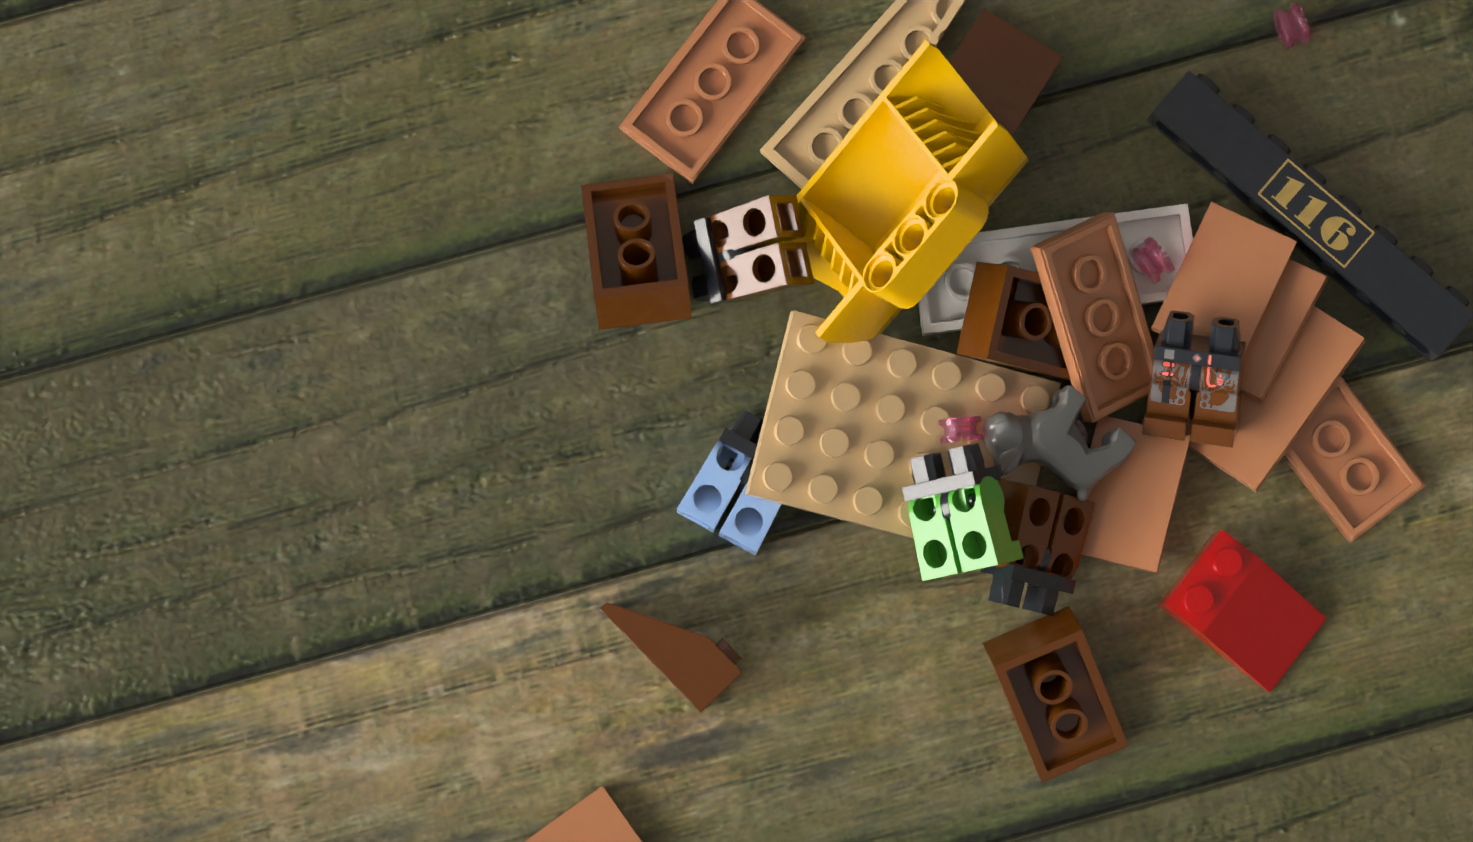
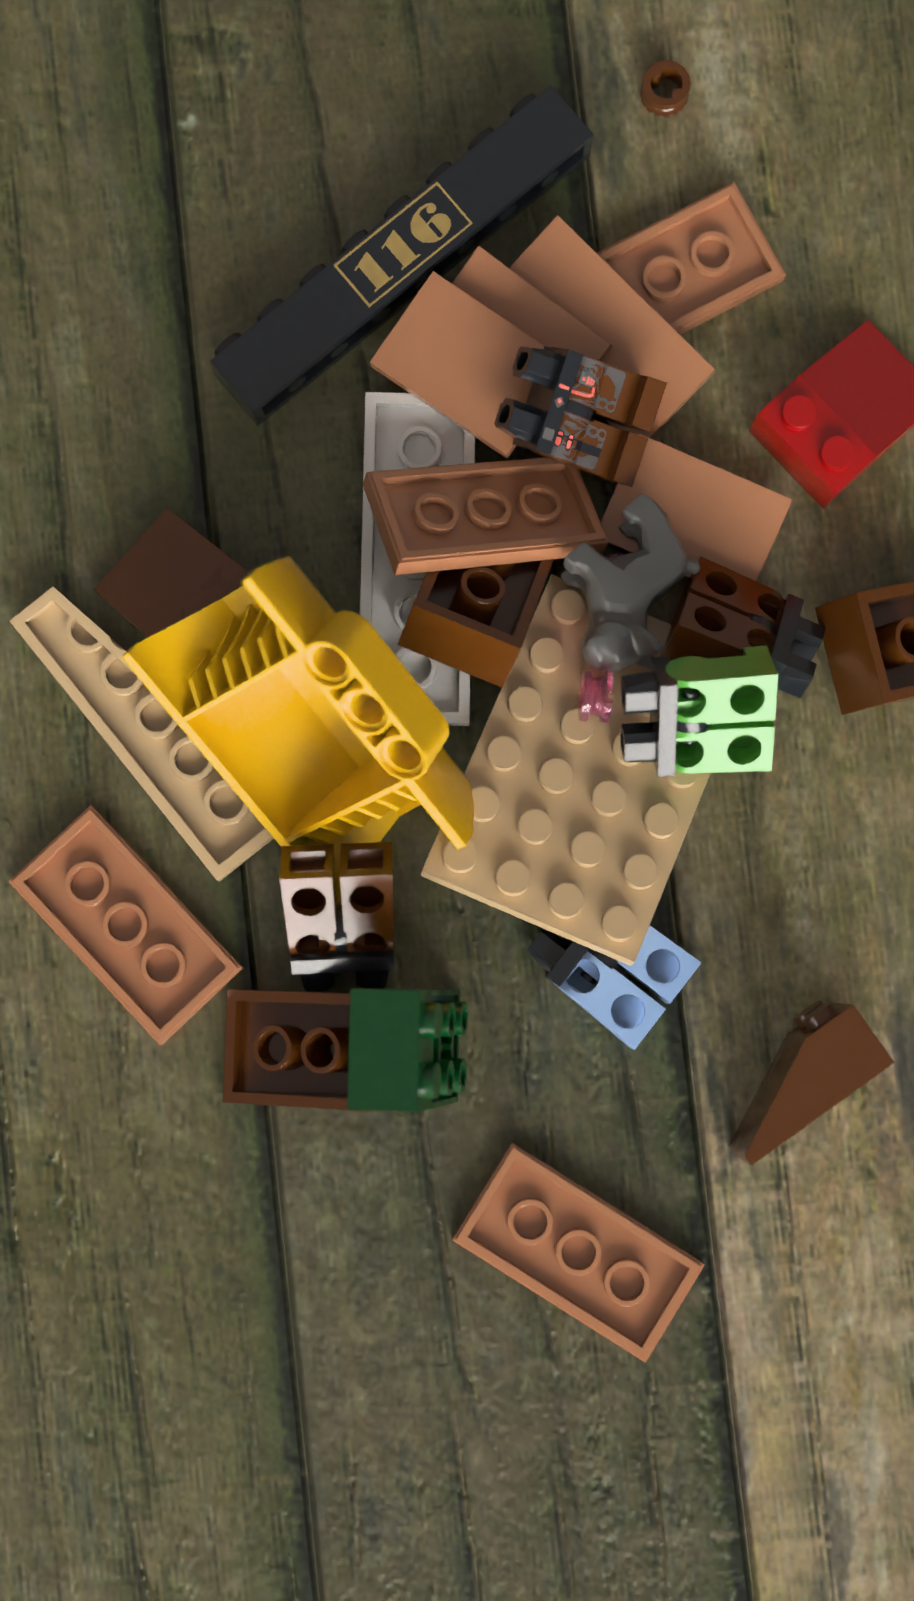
camera: 80 degrees left, 0 degrees up
(505, 492) = (578, 1251): none -> nougat tile
(649, 321) = (405, 1049): none -> dark green slope
(1151, 261) = (428, 441): clear pink bush -> none
(1291, 26) = (176, 239): clear pink bush -> none

